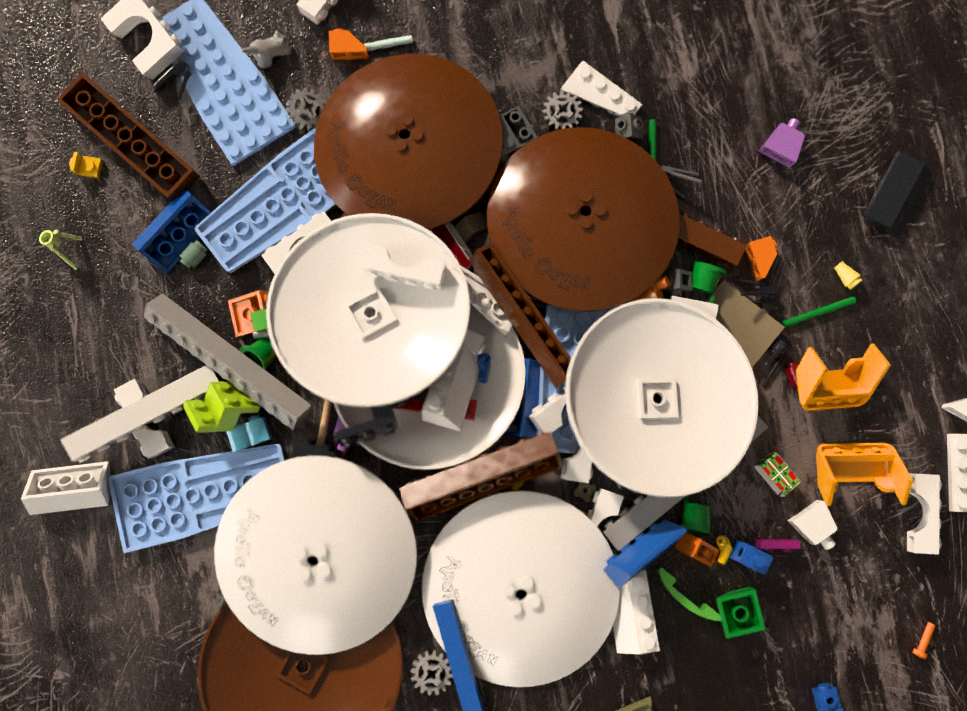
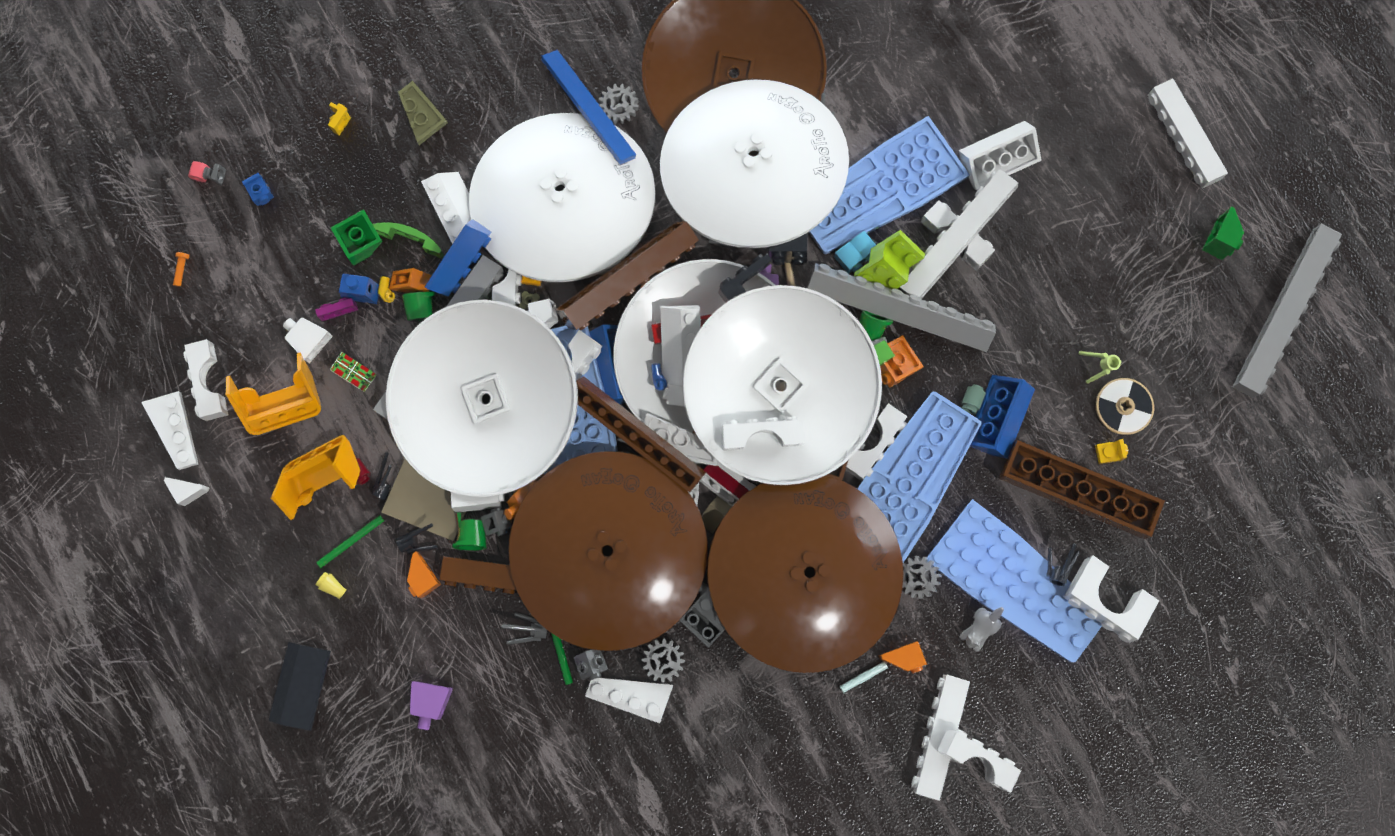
camera: 165 degrees right, 5 degrees down
(45, 213) = (1112, 413): none -> piece

